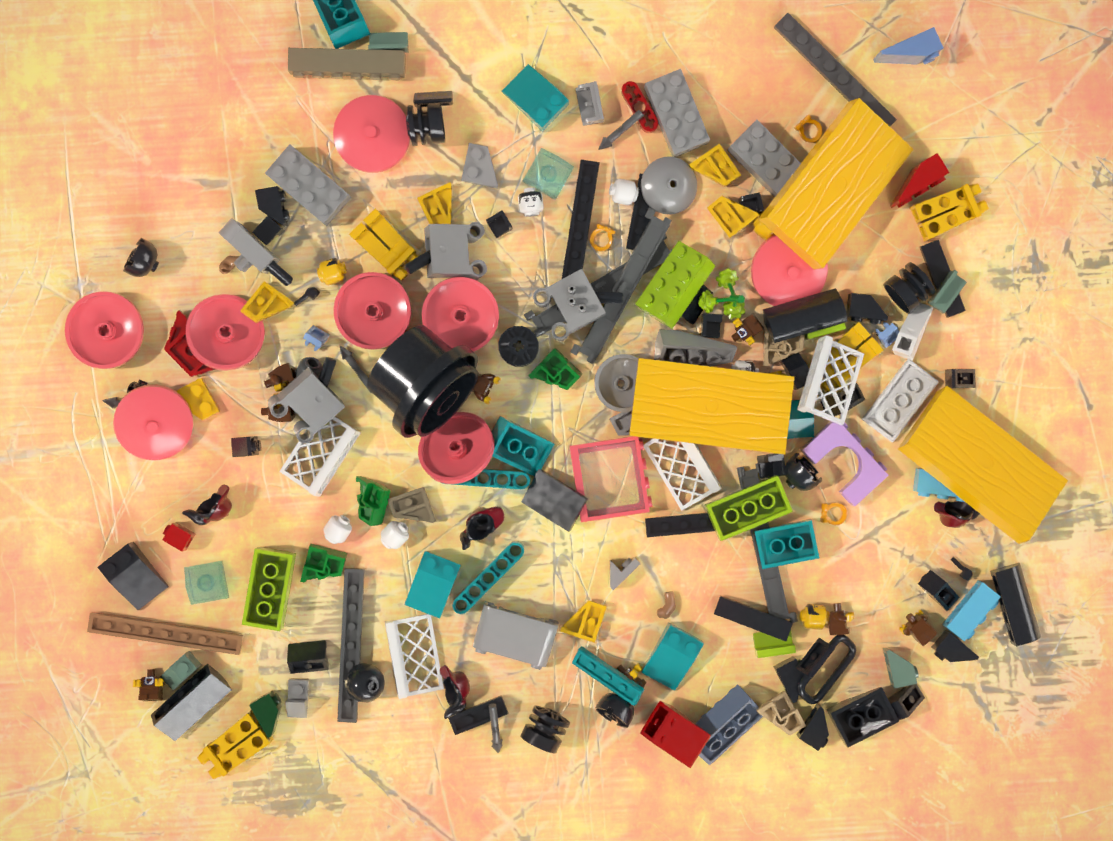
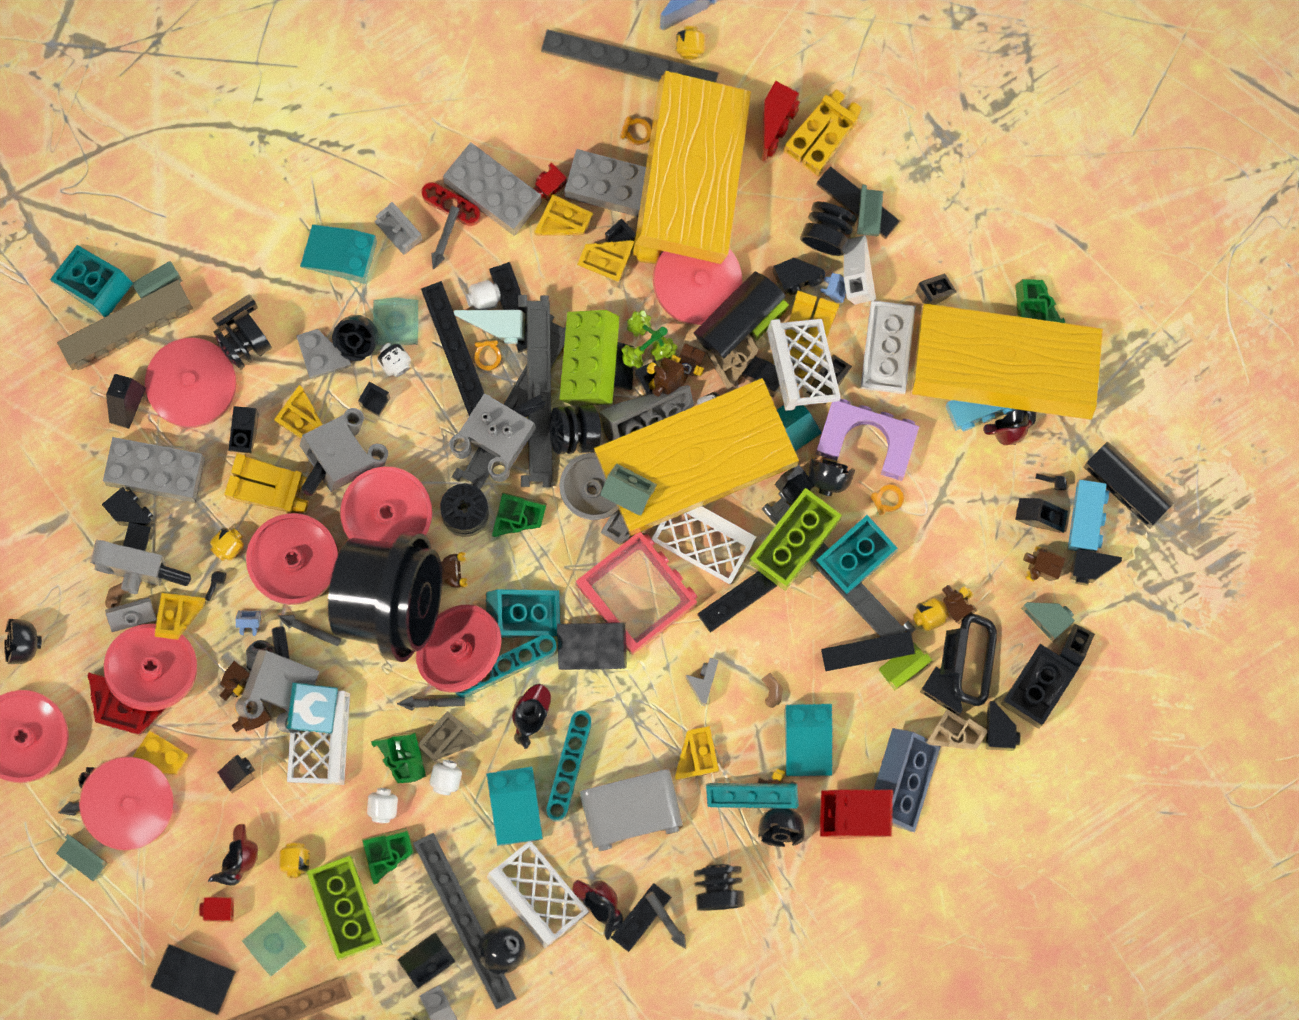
camera: 30 degrees left, 10 degrees down
(102, 442) = (81, 858): none -> sand green panel
(232, 284) = (130, 614): none -> light grey plate
(252, 532) = (294, 860): none -> yellow head
(314, 120) = (123, 400): none -> black slope
(324, 431) = (312, 708): none -> tile
(389, 193) = (243, 429): none -> black slope
(400, 465) = (411, 703): none -> dark grey piece
(511, 170) = (355, 337): none -> black cylinder
(624, 221) = (503, 324): none -> light aqua slope
(633, 333) = (574, 429): none -> black wheel
(646, 404) = (628, 489): none -> sand green panel
(657, 188) = (520, 276): light grey dish -> none
(722, 133) = (550, 182): none -> red brick
(724, 333) = (667, 377): none -> reddish brown piece
(889, 84) = (690, 43): none -> yellow head
(1029, 429) = (1035, 301): none -> green slope

